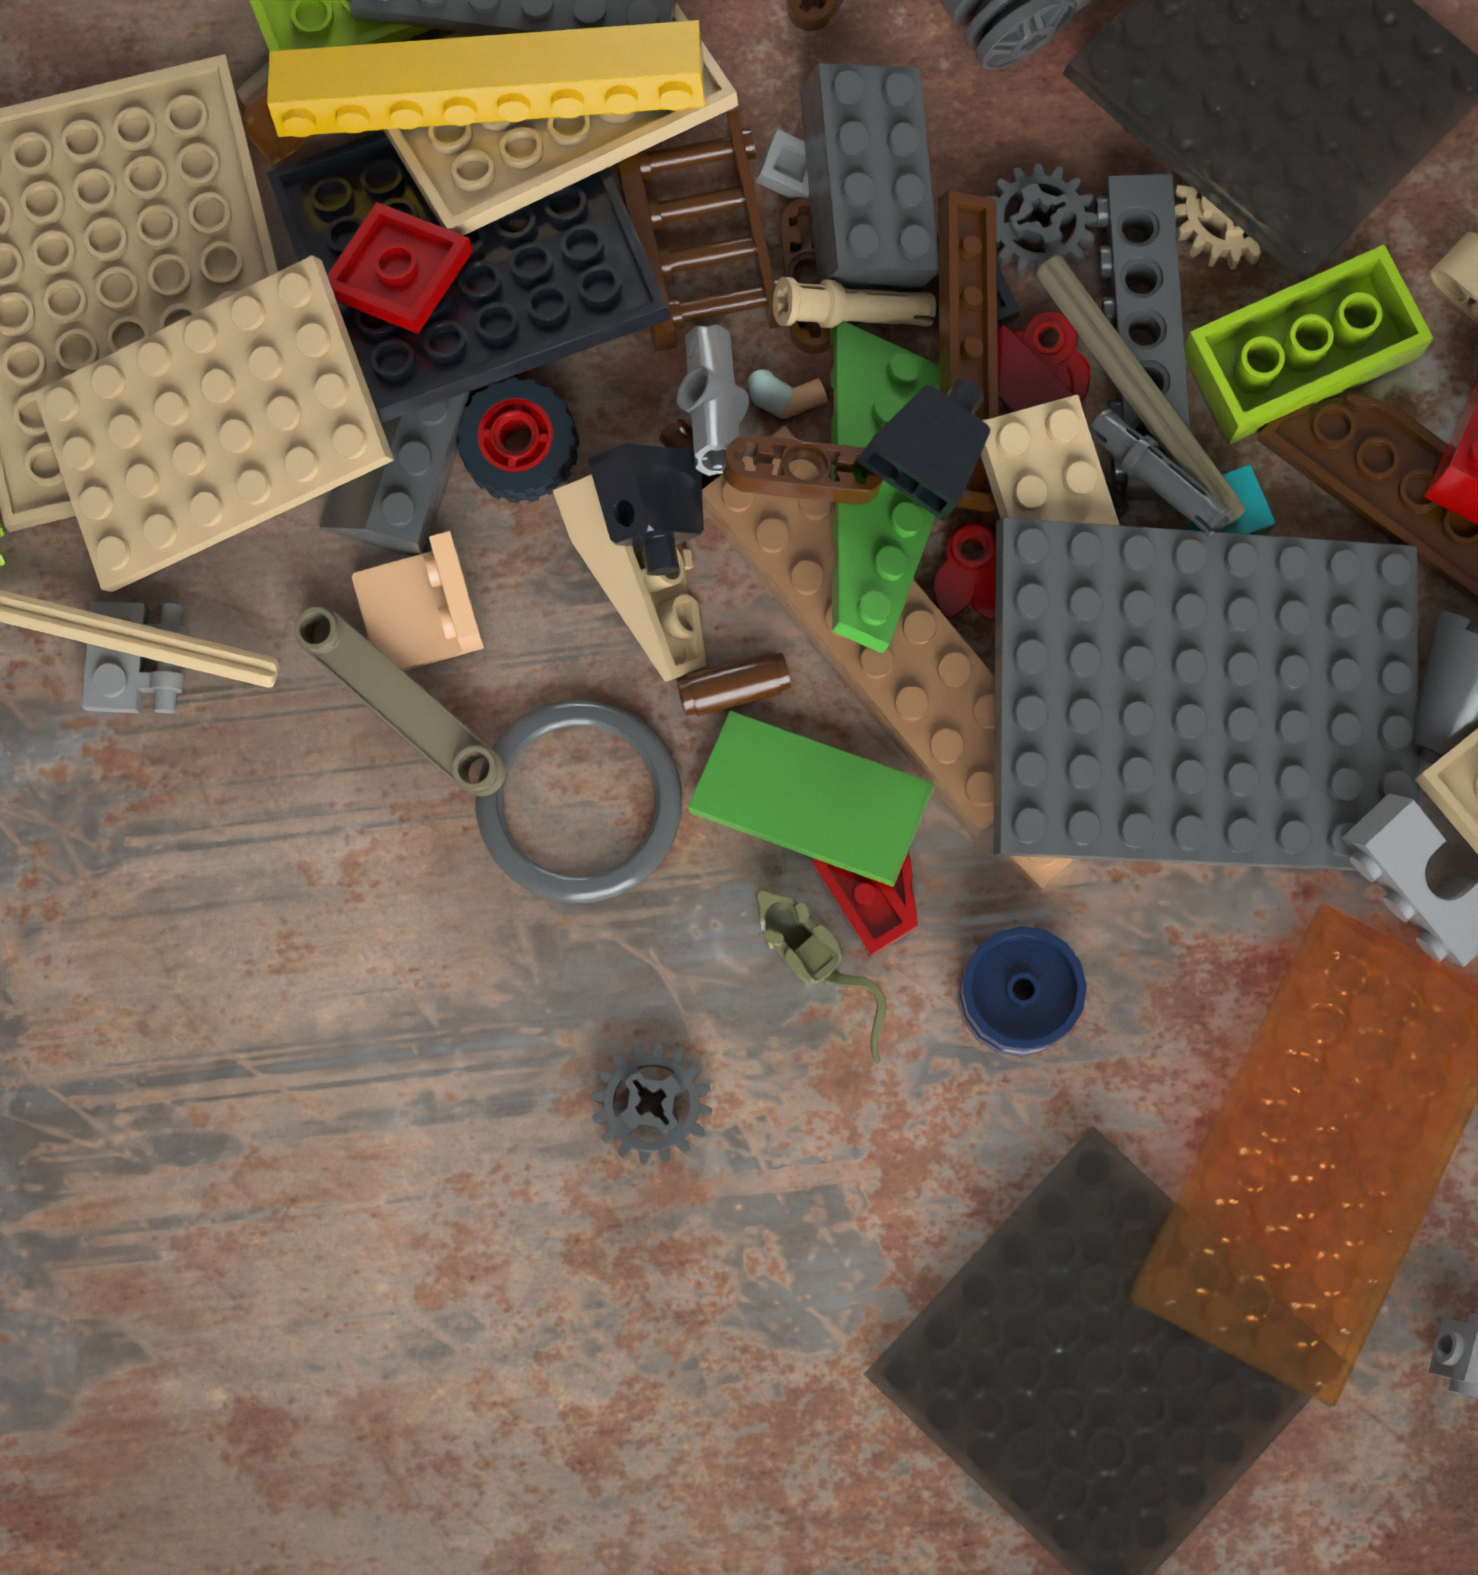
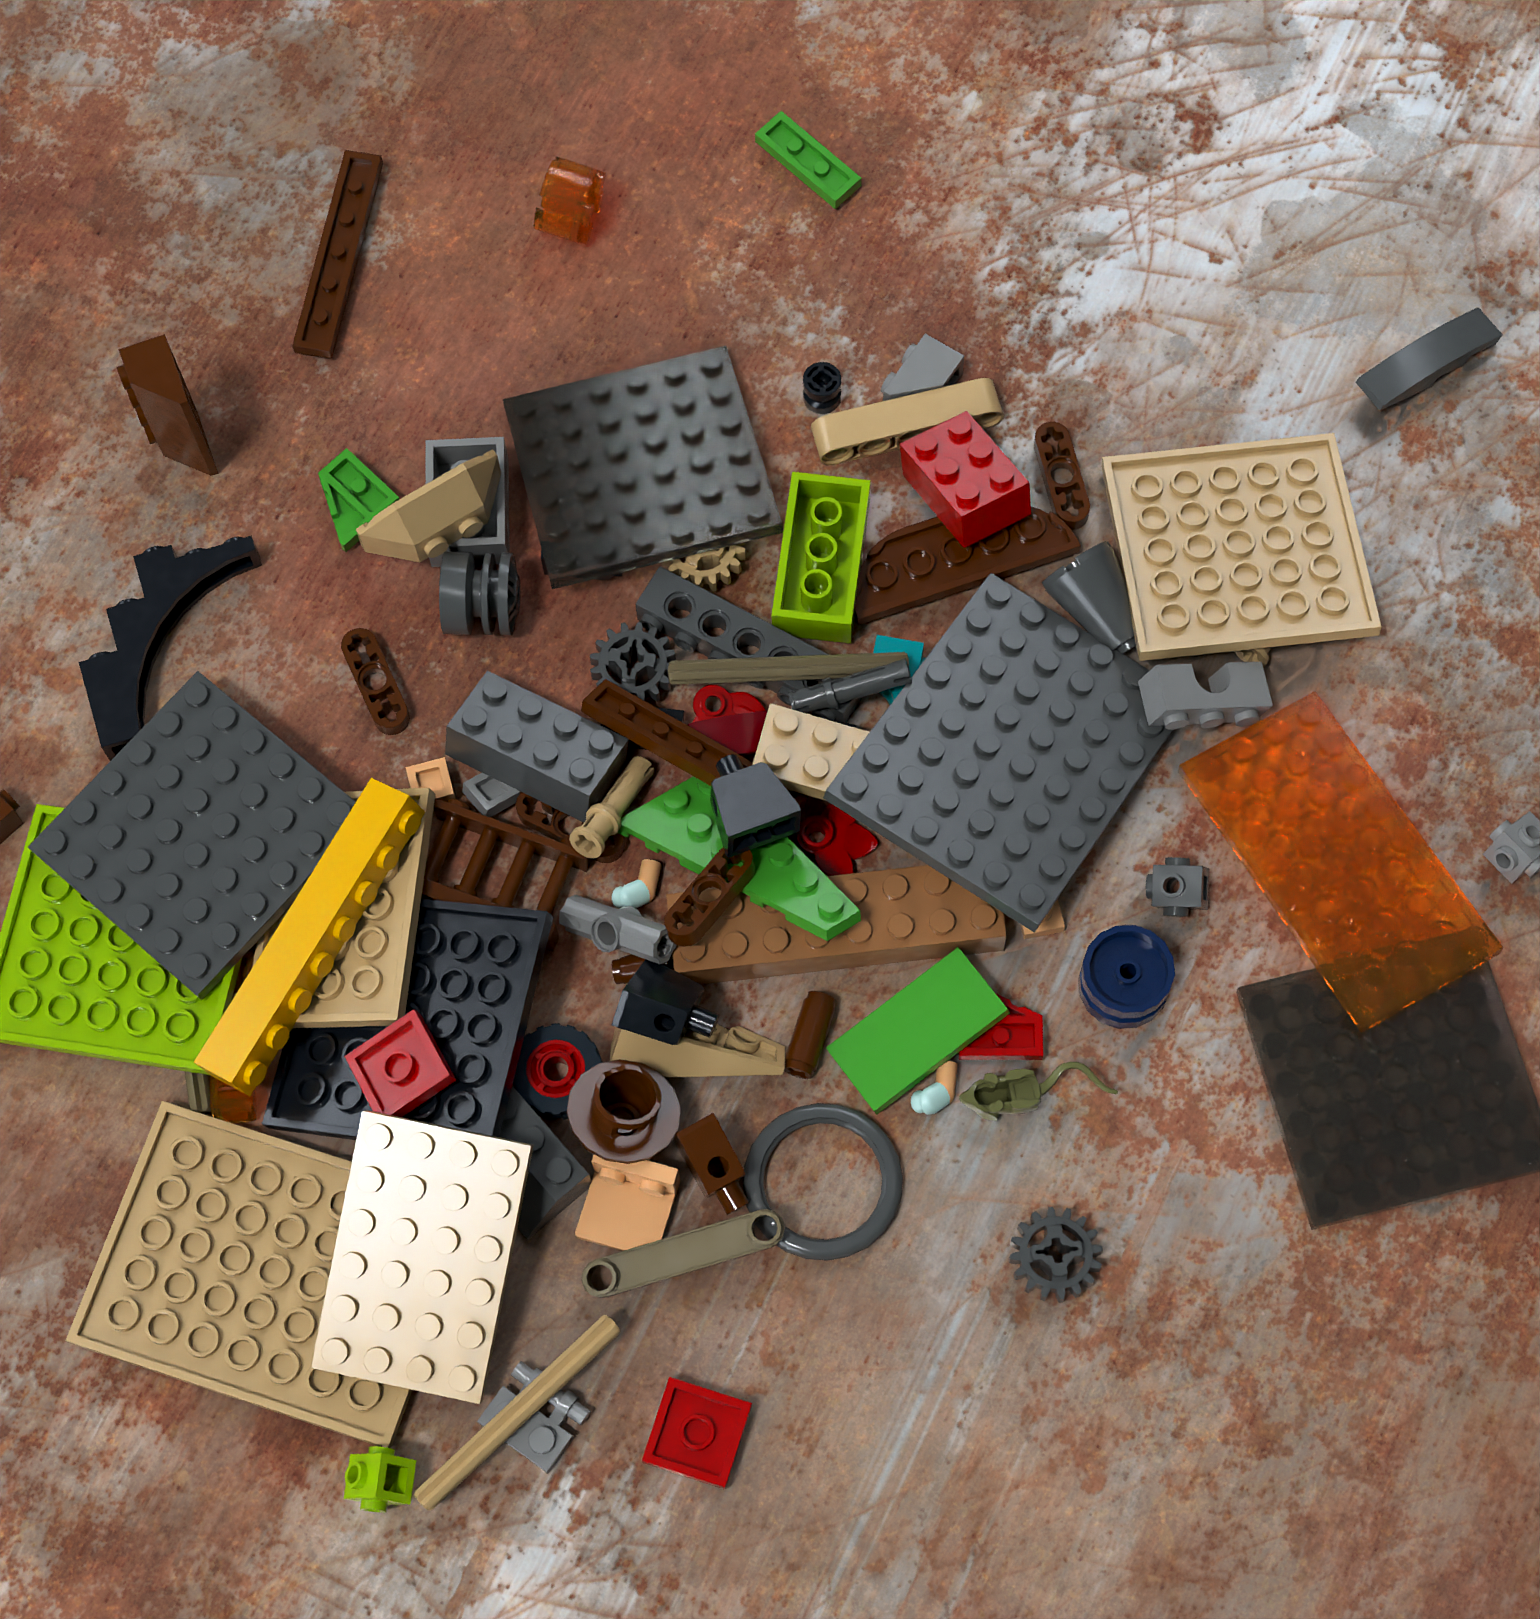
camera: 55 degrees left, 10 degrees down
(218, 837) = (697, 1433): none -> red plate
(506, 535) = (623, 1111): none -> reddish brown helmet
(523, 644) = (707, 1143): none -> reddish brown torso
(757, 867) = (939, 1093): none -> light aqua arm
(761, 96) = (432, 775): none -> light nougat plate
(1169, 988) = (1192, 891): none -> dark grey brick

